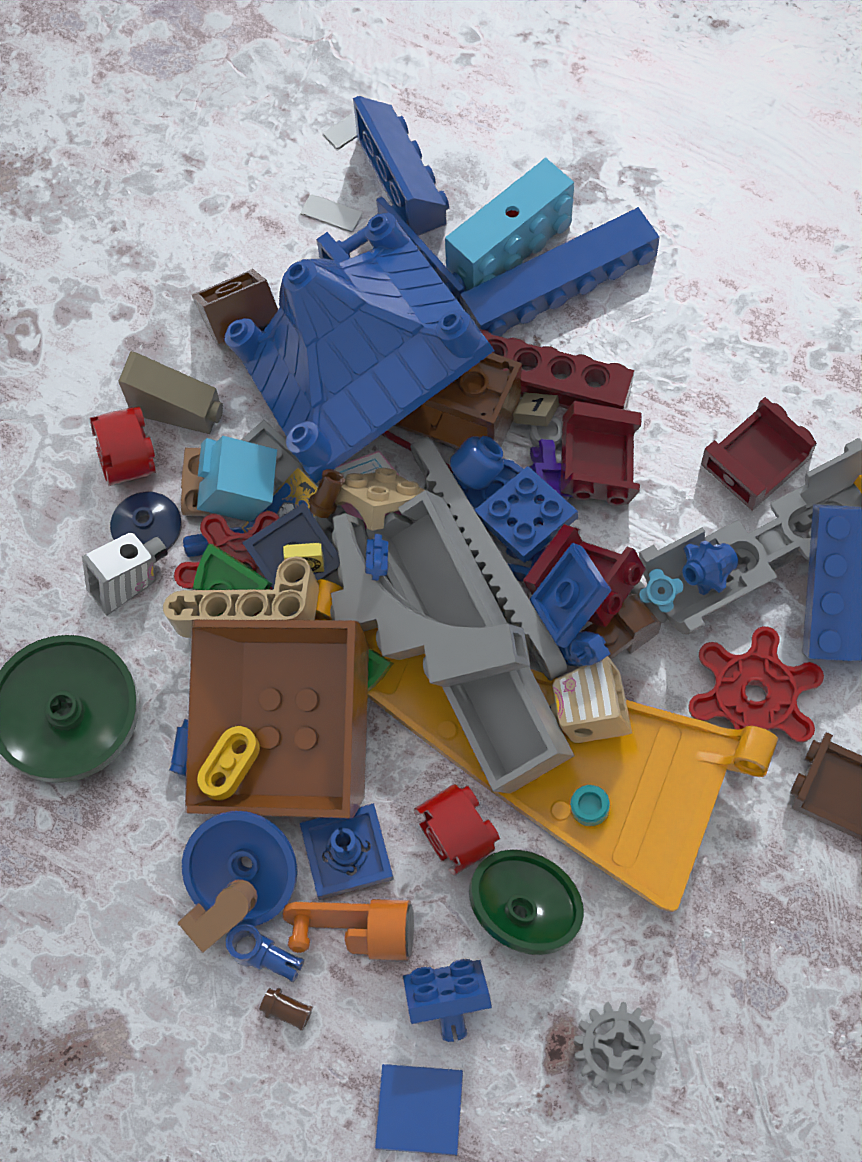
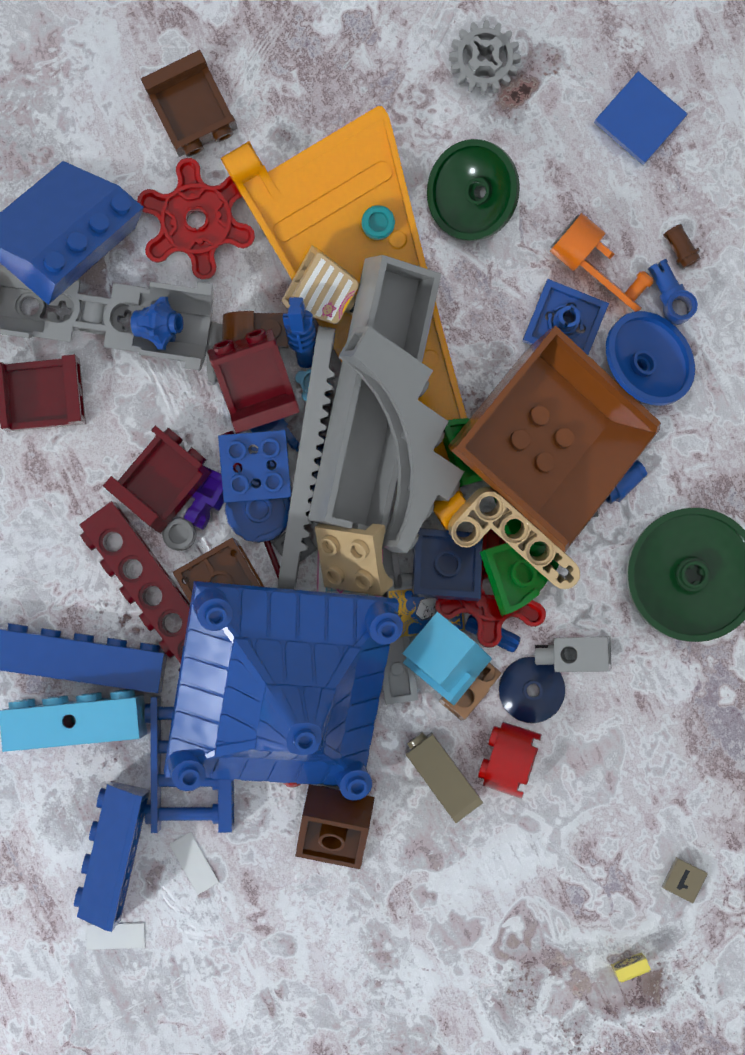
camera: 150 degrees left, 20 degrees up
(226, 763) = (606, 436): yellow plate -> none
(229, 909) = (686, 336): medium nougat leg -> none
(310, 552) = (447, 546): light yellow tile -> none
(323, 501) = (398, 582): reddish brown pin -> none
(376, 557) = (398, 497): blue piece -> none
(447, 995) = (573, 164): blue plate -> none
(456, 827) = (481, 274): red brick -> none
(477, 462) = (259, 532): blue head -> none
(536, 409) = (173, 553): dark tan tile -> none
(569, 595) = (281, 365): blue tile -> none
(657, 580) = (207, 325): medium azure plate -> none

